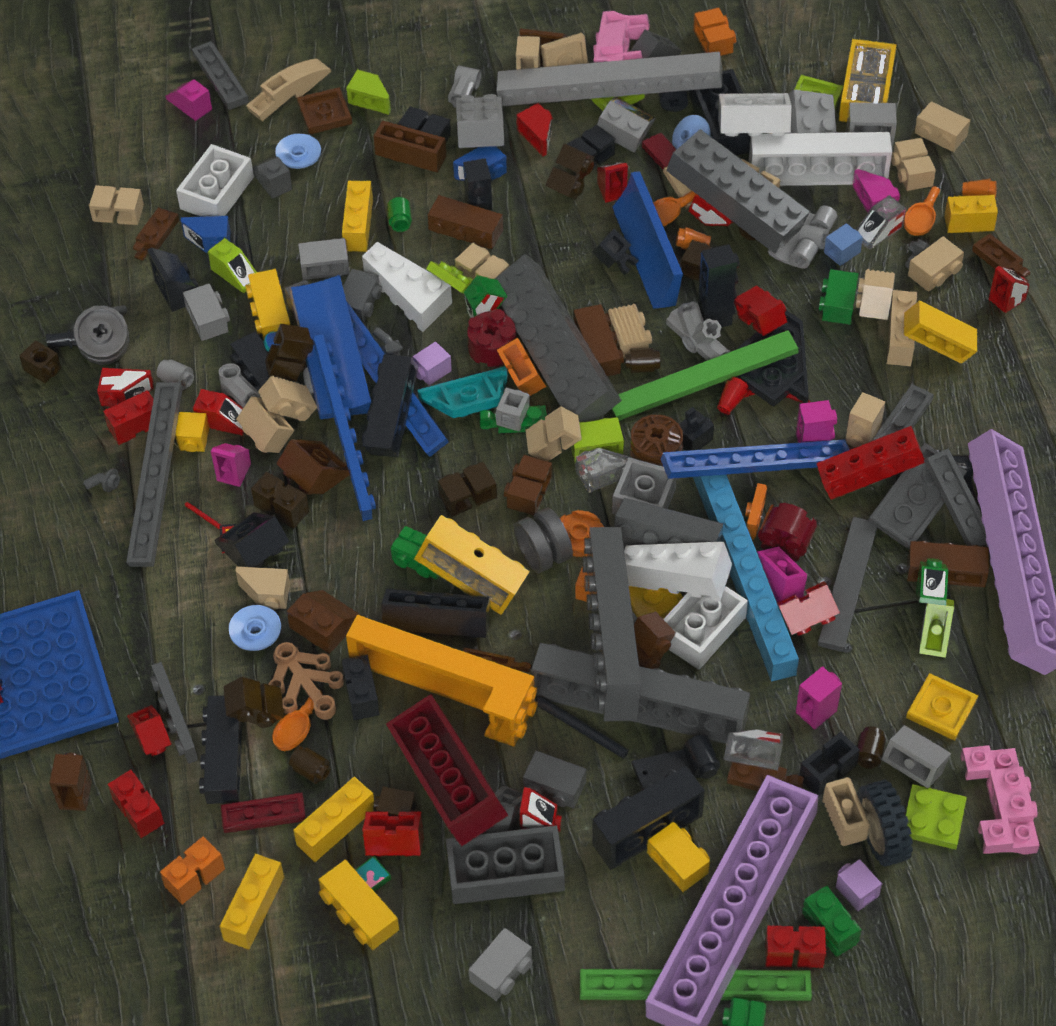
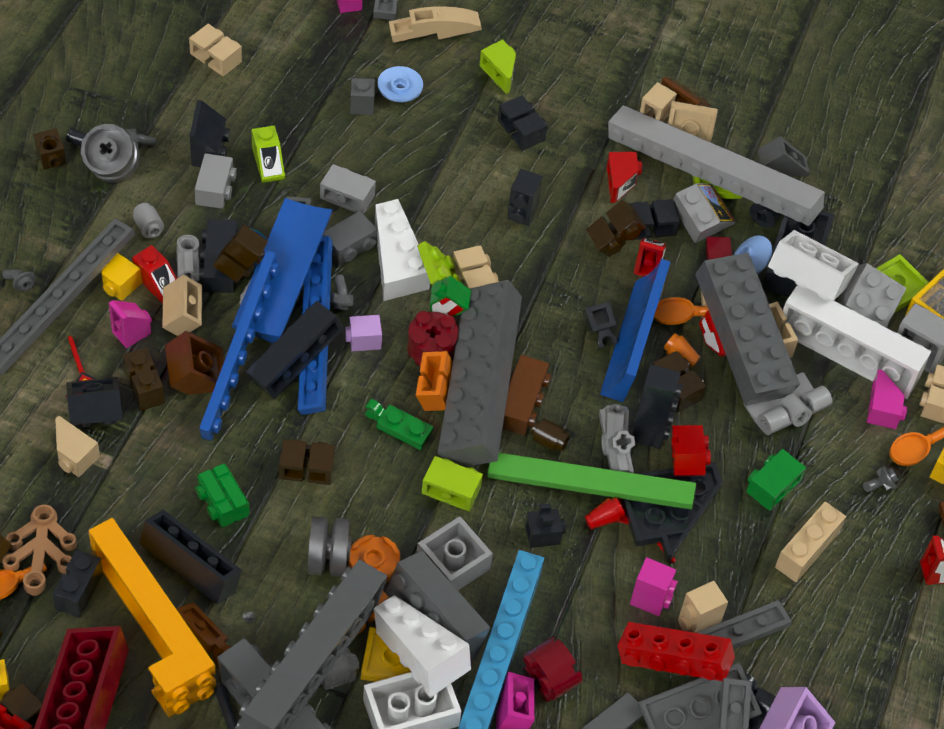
camera: 25 degrees right, 0 degrees up
(121, 384) = (97, 206): slope -> none
(129, 417) = (77, 234): red brick -> none
(155, 232) = (230, 89): reddish brown plate -> none
(206, 231) = (272, 112): blue slope -> none
(215, 182) = (307, 74): white brick -> none
(254, 619) = (35, 469): light blue dish -> none
(267, 301) = (269, 200): yellow brick -> none
(287, 398) = (215, 294): tan brick -> none
(321, 619) = (96, 500): reddish brown slope -> none
(324, 110) = (451, 61): reddish brown plate -> none
(357, 215) = (404, 167): yellow brick -> none
(399, 214) = (442, 185): green brick -> none
(410, 146) = (496, 130): reddish brown brick -> none
(465, 81) = (591, 99): light grey piece -> none
(465, 222) = (492, 224): reddish brown brick -> none
(467, 394) = (374, 377): teal wing -> none
(471, 563) = (246, 531): yellow brick -> none
(480, 121) = (570, 141): light grey brick -> none
(495, 160) = (555, 179): blue slope -> none
(512, 409) = (395, 412): light grey brick -> none
(528, 481) = (367, 483): reddish brown piece -> none
(545, 435) = (413, 456): tan piece -> none
(599, 468) = (434, 510): clear slope -> none
(615, 36) = (753, 130): bright pink bracket -> none
(629, 328) = (559, 400): tan brick -> none
(652, 639) = (343, 696): reddish brown piece -> none
(654, 436) = (497, 519): reddish brown wheel -> none
(714, 31) = (849, 173): orange piece -> none
(750, 458) = (568, 582): blue plate -> none
(755, 509) = (542, 631): orange plate -> none
(843, 244) = (817, 432): medium blue brick -> none
(876, 294) = (806, 494): tan brick -> none
(881, 221) = (868, 432): slope -> none
(936, 264) = (891, 500): tan brick -> none
(940, 332) = (839, 566): yellow brick -> none

